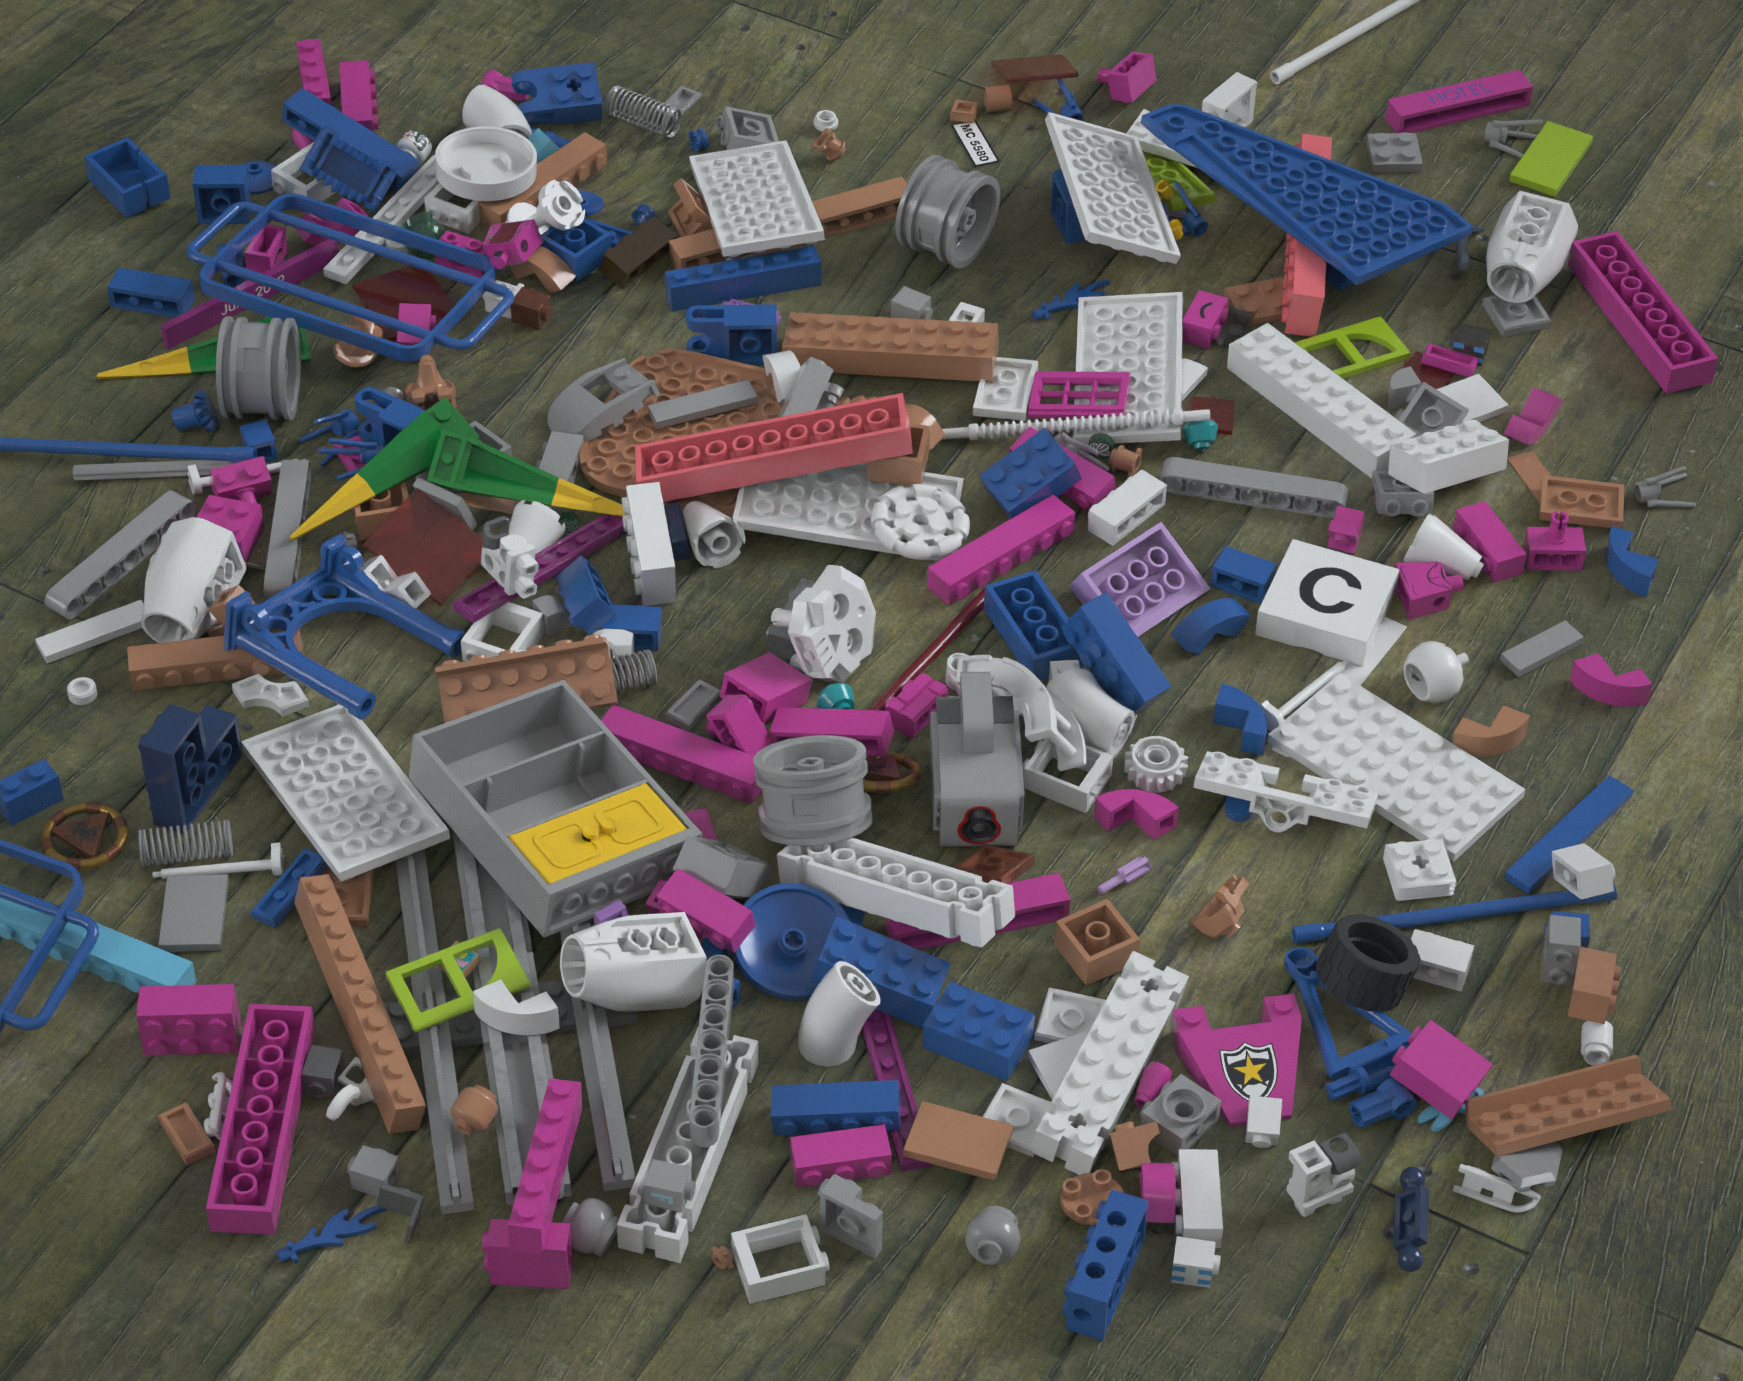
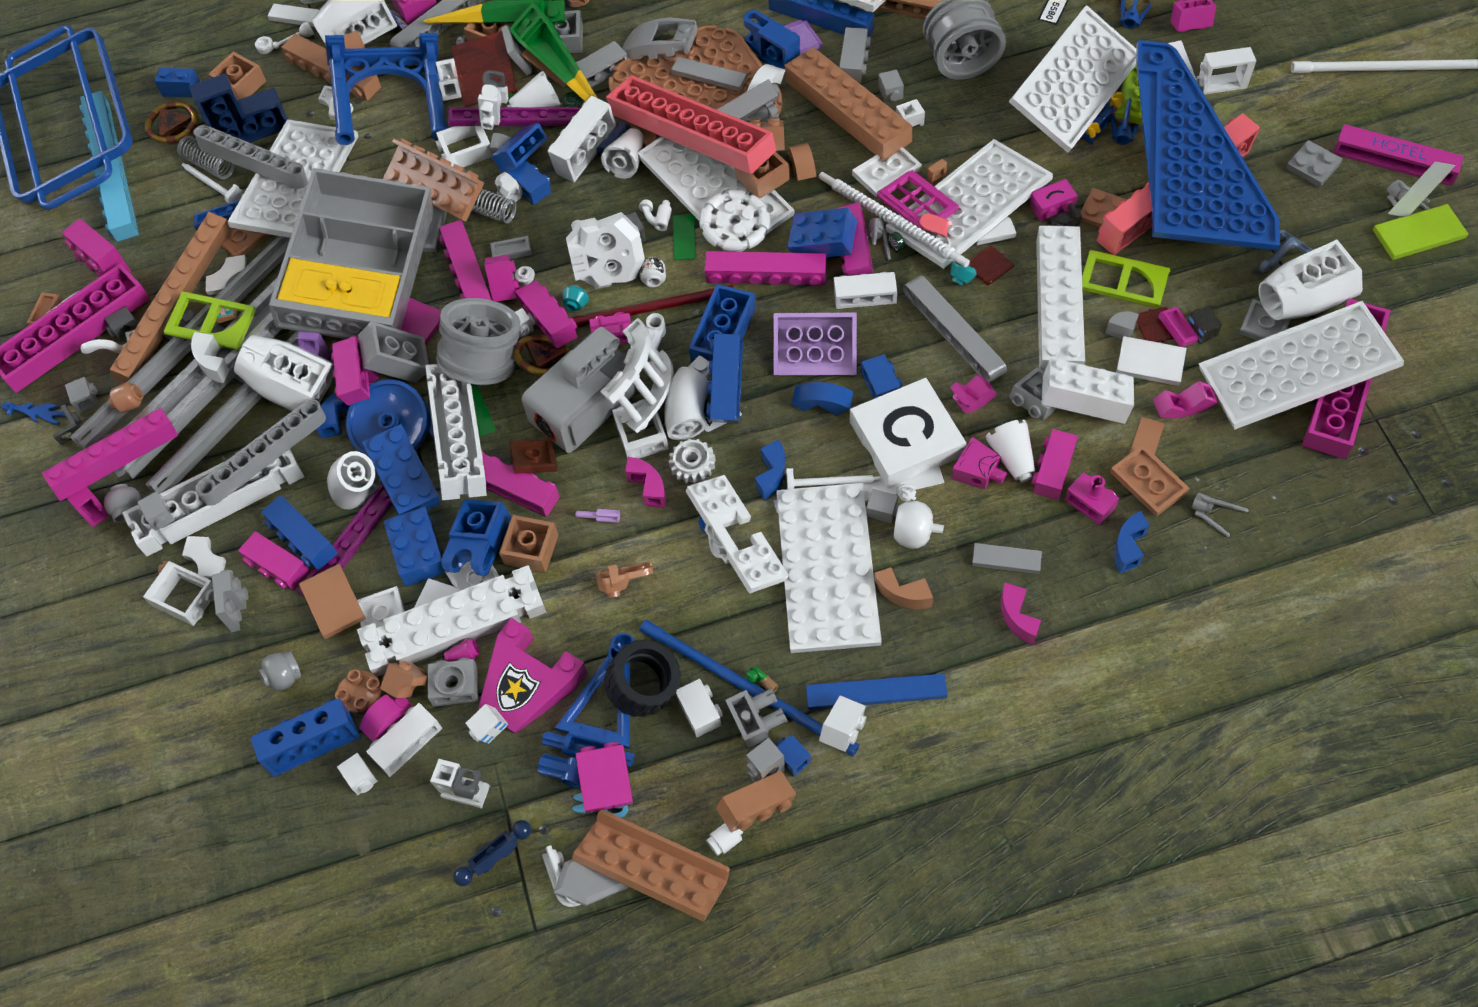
camera: 50 degrees right, 15 degrees up
(109, 737) = (242, 73): none -> nougat brick
(120, 641) = (304, 30): none -> white hinge
(193, 913) = (174, 197): light grey tile -> none
(271, 793) = (251, 157): none -> light grey beam
(380, 934) = (225, 275): none -> white tile
(737, 1214) = (199, 550): none -> white tile
(768, 684) = (546, 264): dark pink brick -> none
(796, 571) = (662, 218): none -> white plant
(828, 295) = (855, 52): none -> light grey brick
(876, 582) = (684, 237): none -> green sticker
(890, 626) = (653, 272): none -> white head
(1036, 969) = (476, 536): none -> blue brick
(1059, 358) = (937, 171): none -> nougat plate
(1071, 299) = (997, 135): blue piece -> none
(1125, 460) = (900, 260): nougat brick -> none
(1130, 401) = (935, 224): none -> coral piece
(1384, 677) = (882, 506): none -> light grey brick
(1396, 648) = (906, 492): none -> white axle
(1419, 869) = (759, 655): white brick -> none
(1430, 411) = (1112, 353): light grey plate -> none
(1455, 896) = (756, 674): none -> arm
(1497, 929) = (750, 724): none -> light grey brick
(1532, 111) = (1421, 189): none -> white sticker
(1599, 320) = (1300, 364): none -> white plate

